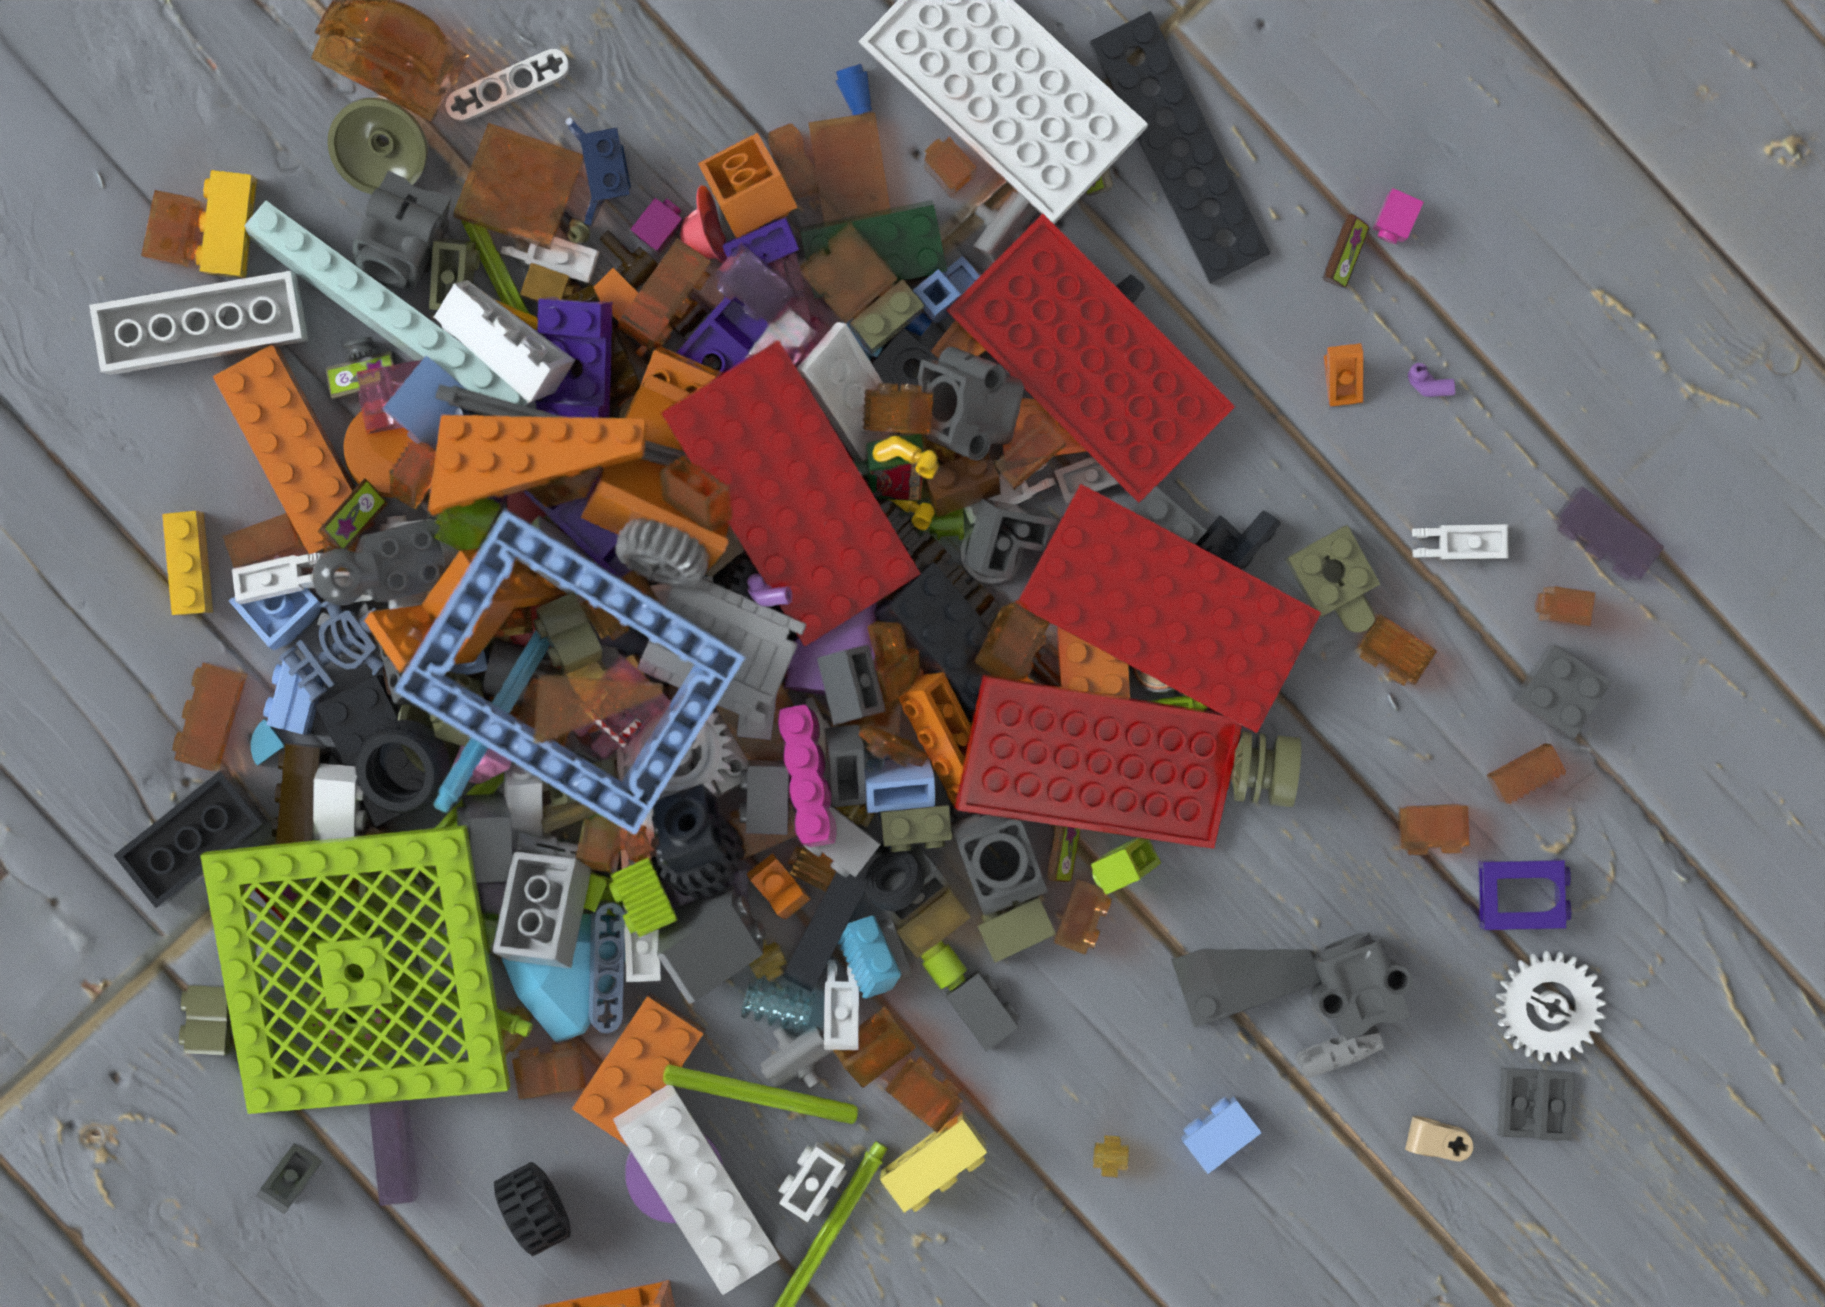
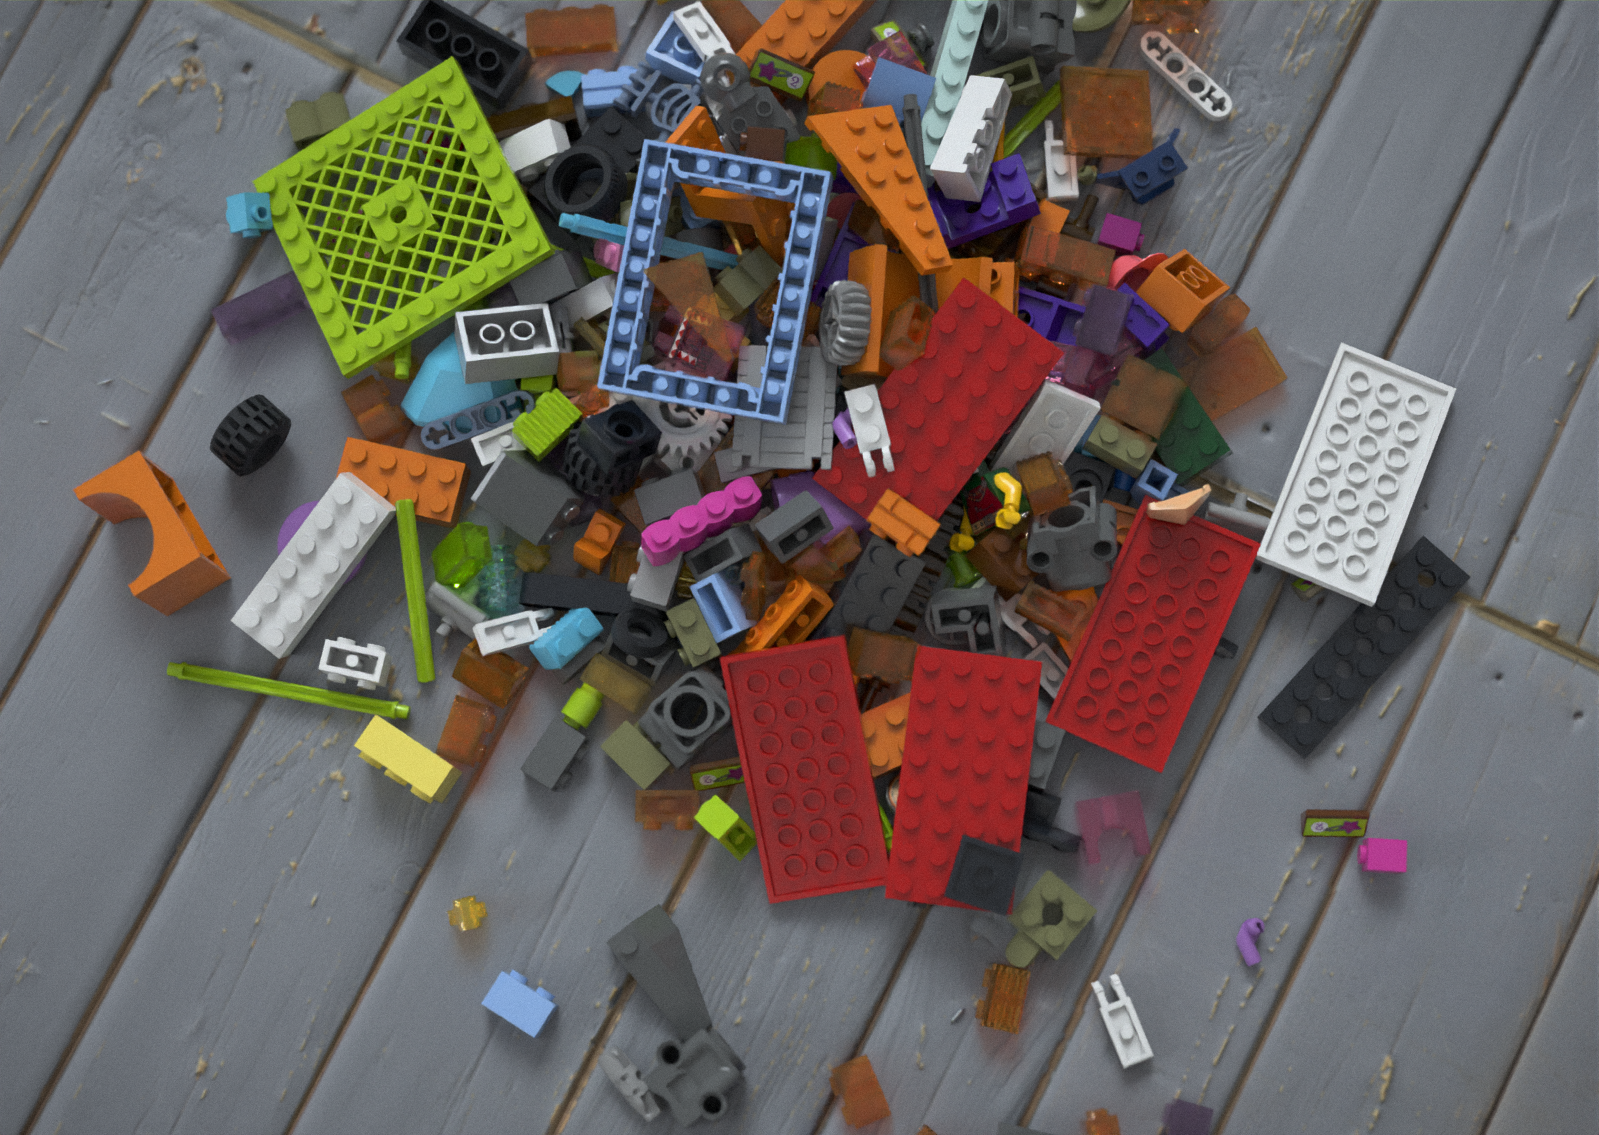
camera: 75 degrees right, 10 degrees down
(286, 1129) = (249, 214): none -> medium azure brick
(289, 1179) = (207, 232): dark grey slope -> none
(428, 564) = (762, 143): none -> reddish brown brick
(544, 282) = (1035, 162): pearl gold brick -> none
(742, 1033) = (462, 555): none -> clear neon green brick
(778, 568) = (869, 426): none -> white hinge
(855, 88) = (1301, 354): blue cone -> none
(891, 572) = (903, 523): none -> orange brick
(948, 165) = (1268, 453): clear orange brick -> none
(977, 280) = (1179, 508): none -> light nougat slope
(1252, 471) = (1111, 812): none -> clear pink piece
(1267, 769) = (856, 920): olive wheel -> none
(1275, 626) = (984, 875): none -> black plate
(1344, 374) = (1227, 861): orange slope -> none

